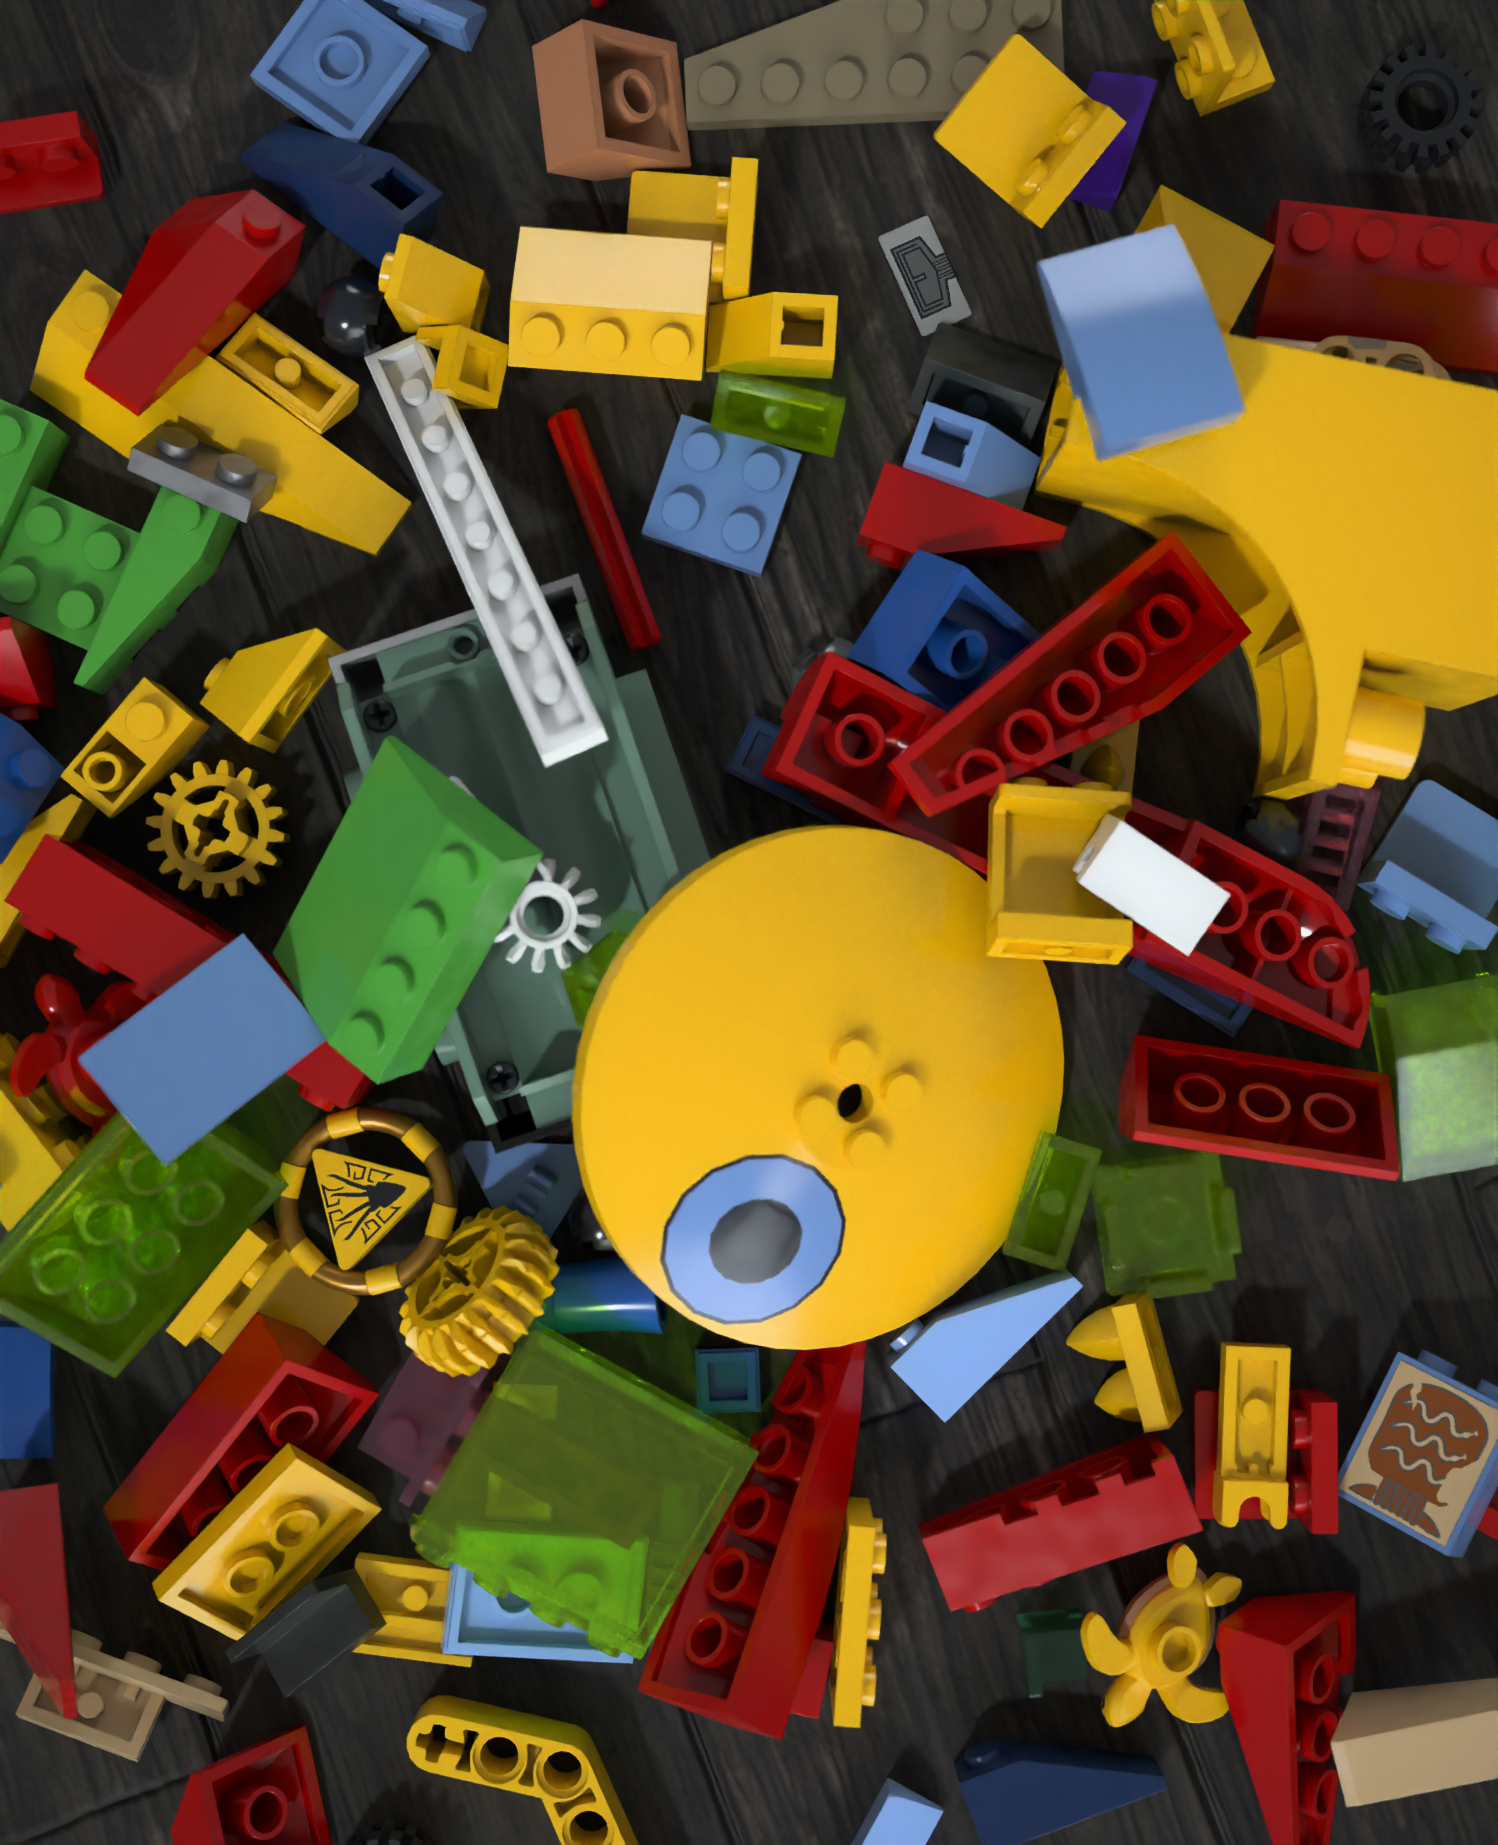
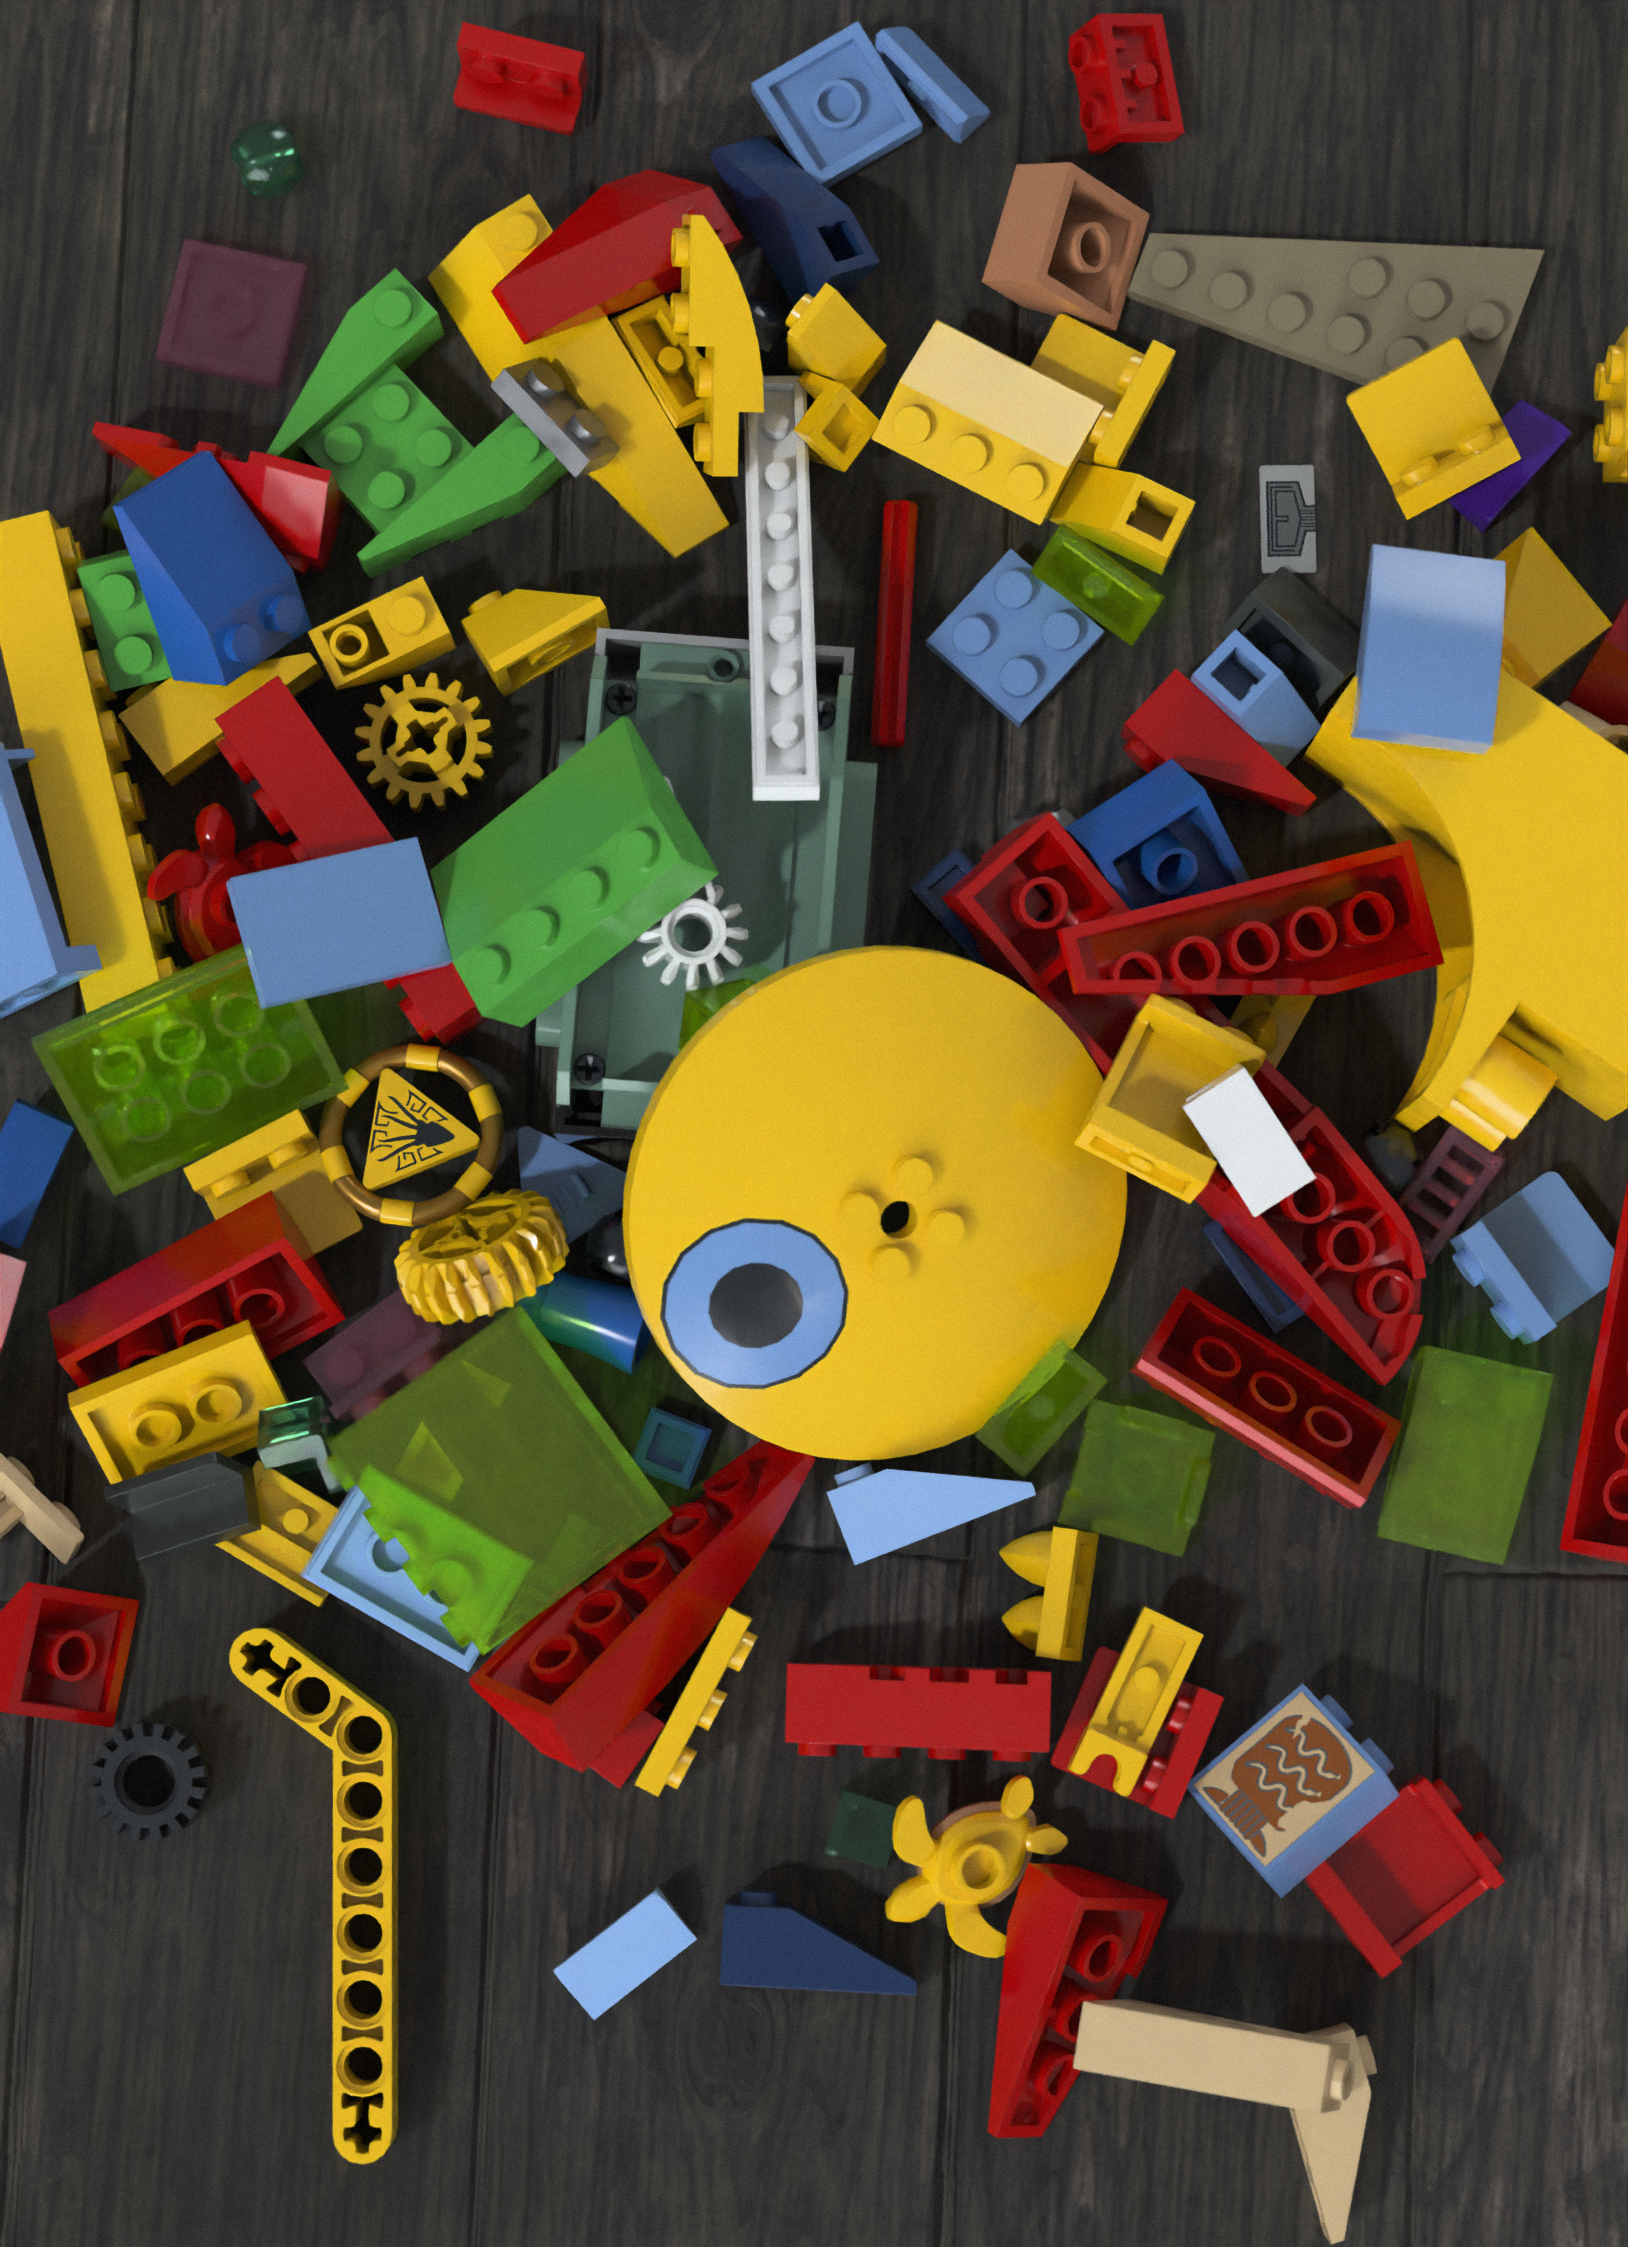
camera: 25 degrees right, 5 degrees down
(311, 310) = (716, 316): none -> yellow slope
(377, 1524) = (295, 1438): none -> clear green panel

